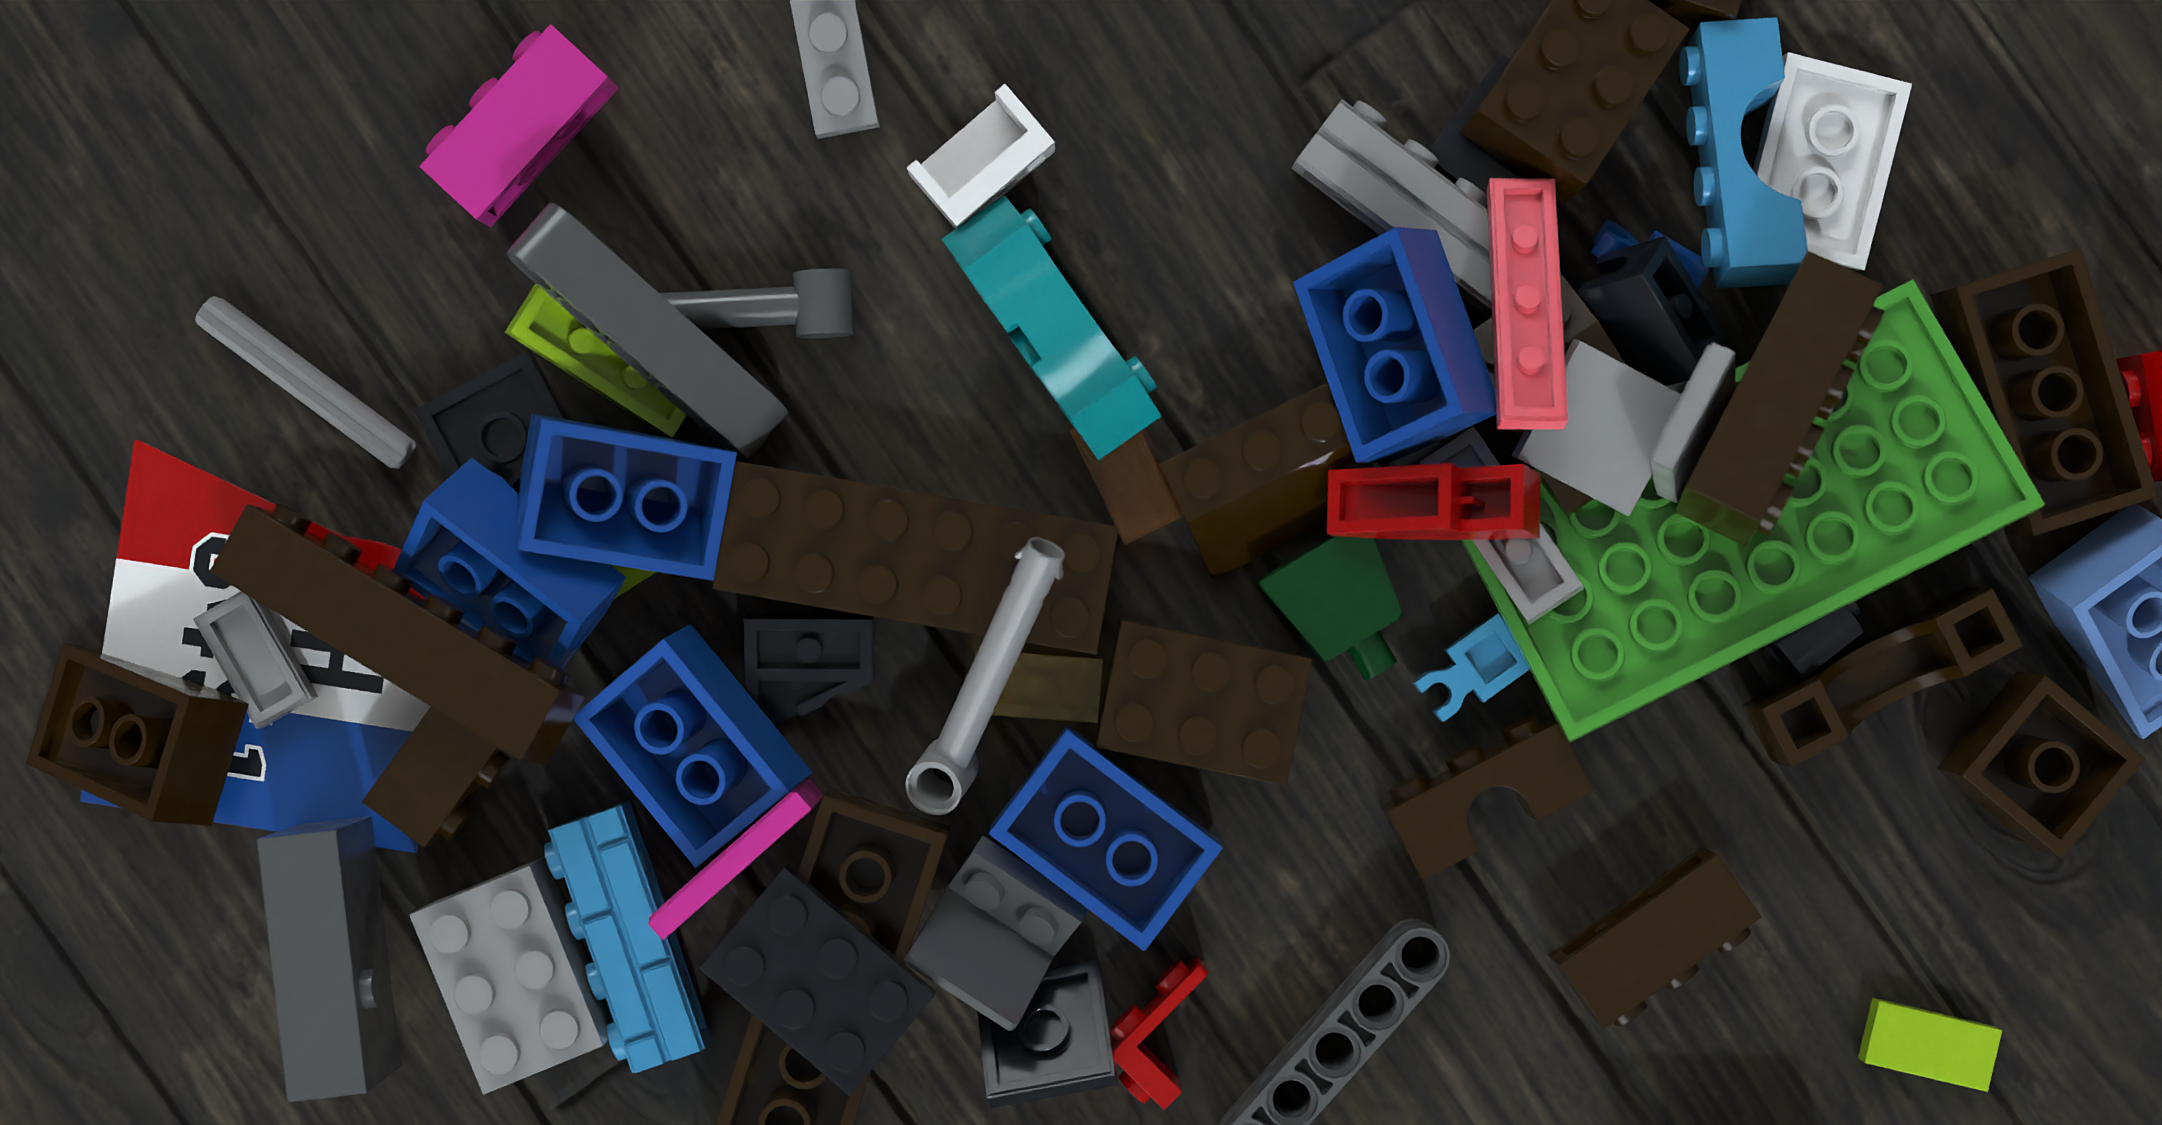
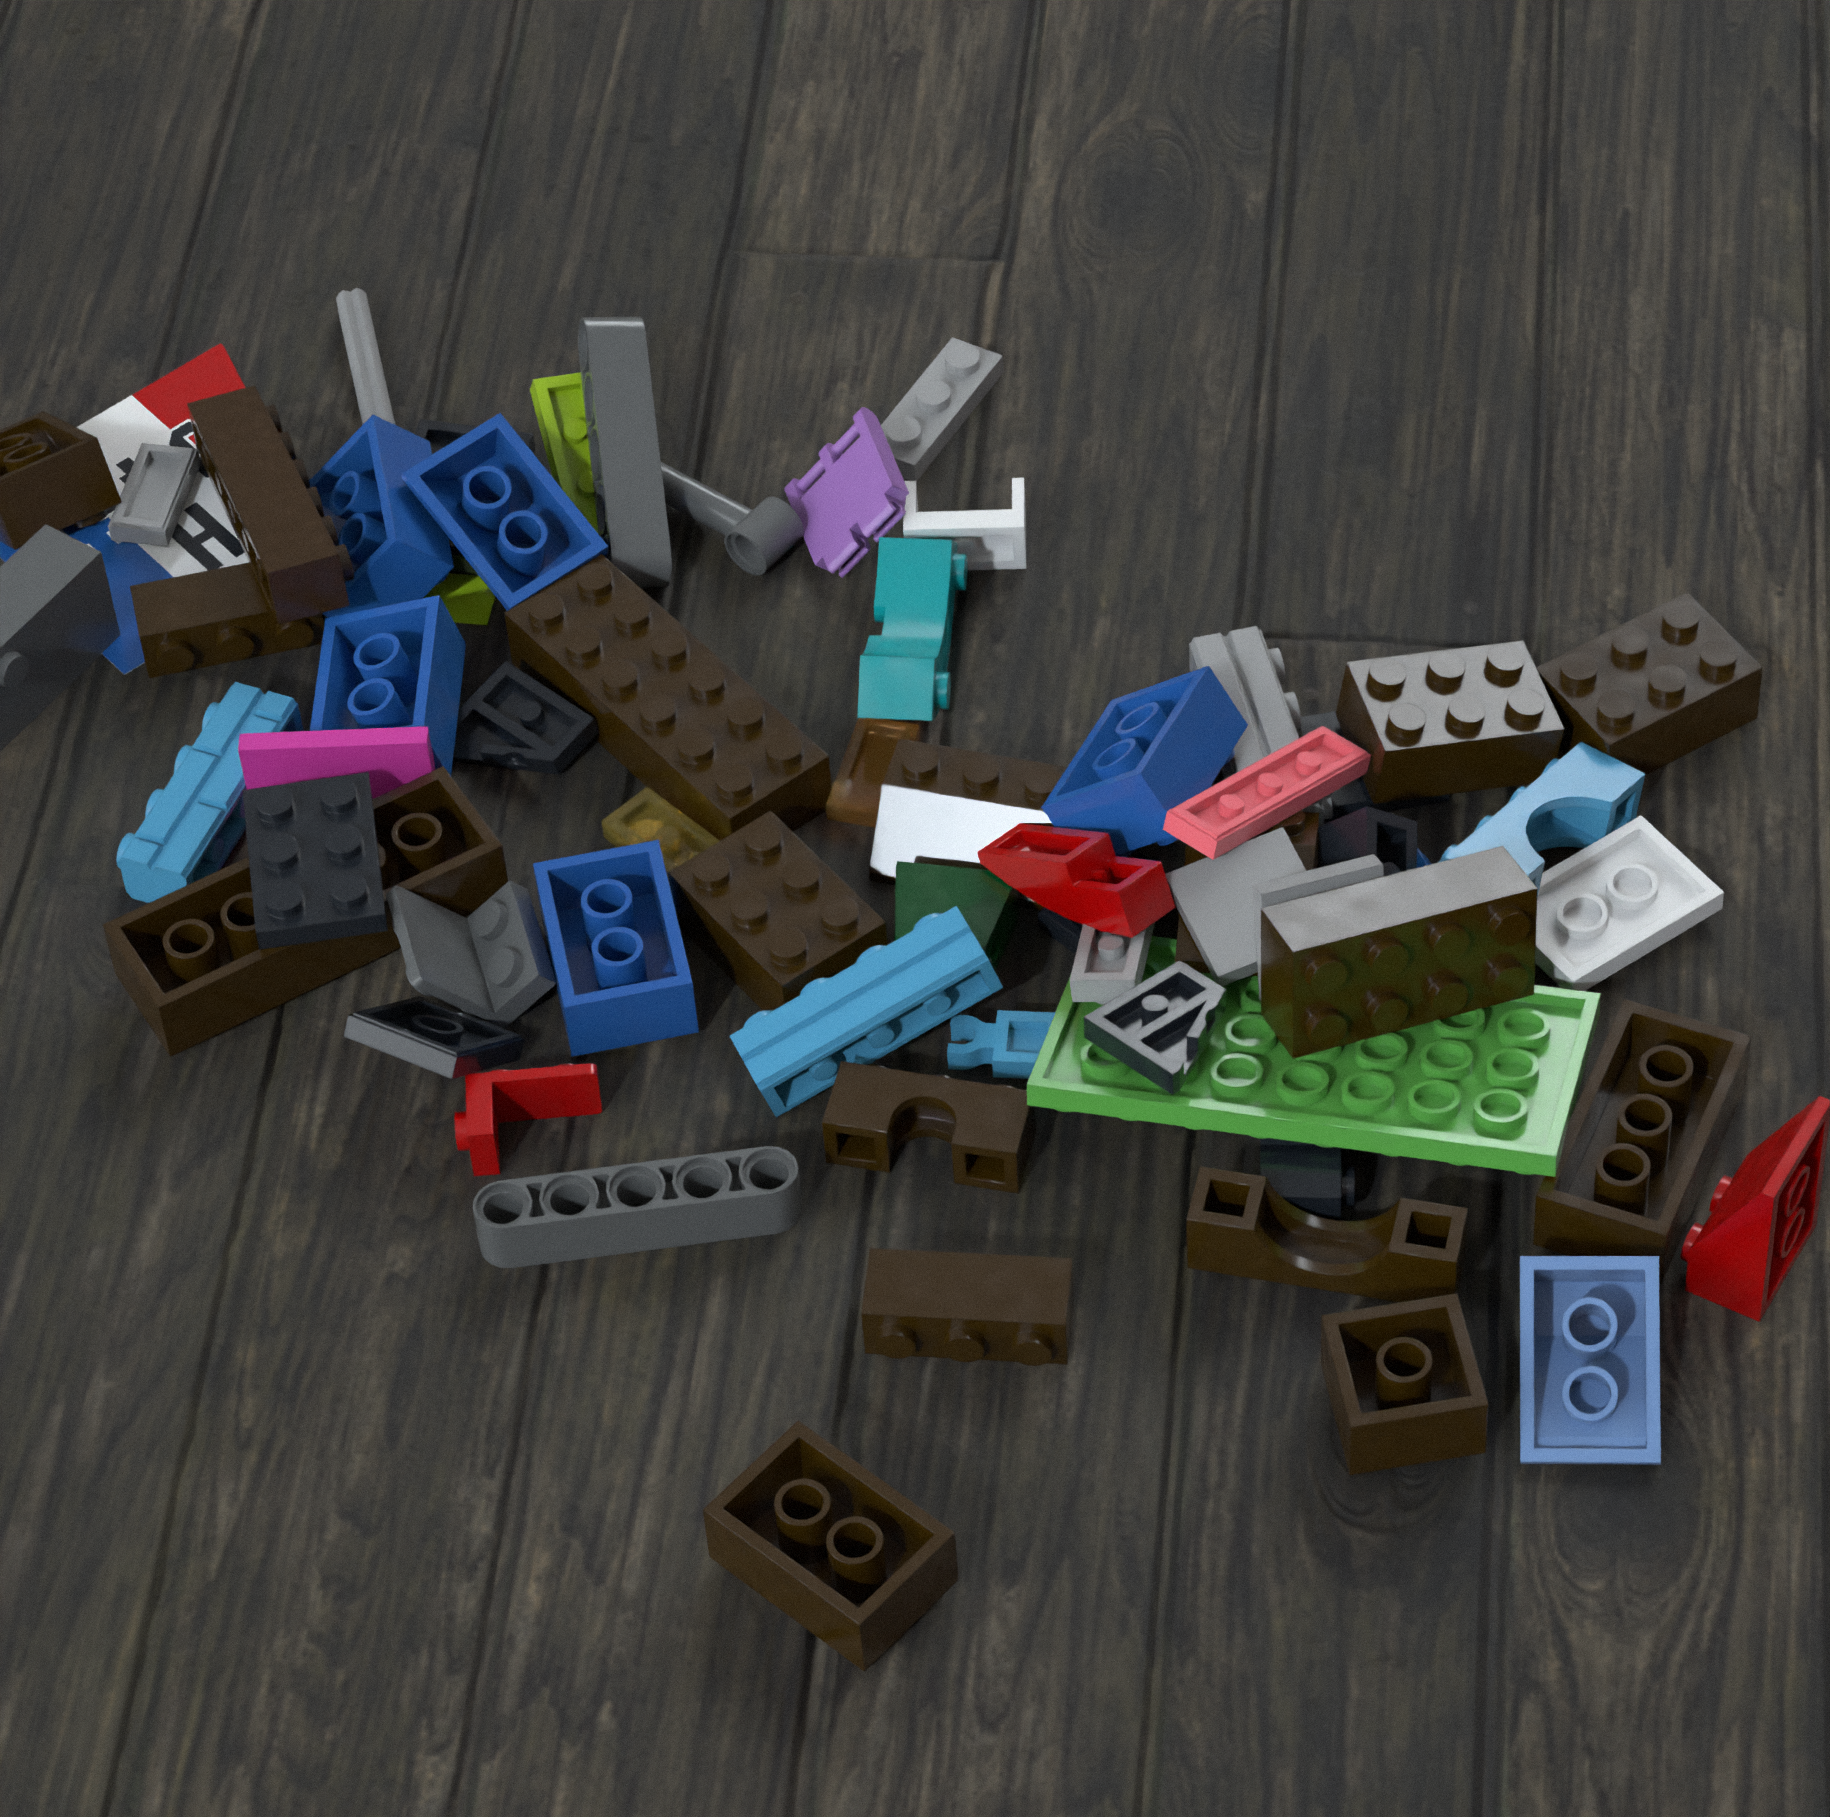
camera: 50 degrees right, 40 degrees down
(512, 975) = (103, 758): light grey brick -> none
(517, 125) = (684, 316): dark pink brick -> none
(870, 216) = (852, 499): none -> medium lavender plate
(1009, 629) = (540, 835): light grey piece -> none
(1364, 749) = (866, 1009): none -> dark azure brick
(1634, 608) = (1160, 1024): none -> black wing
(1930, 1044) = (1125, 1554): lime tile -> none

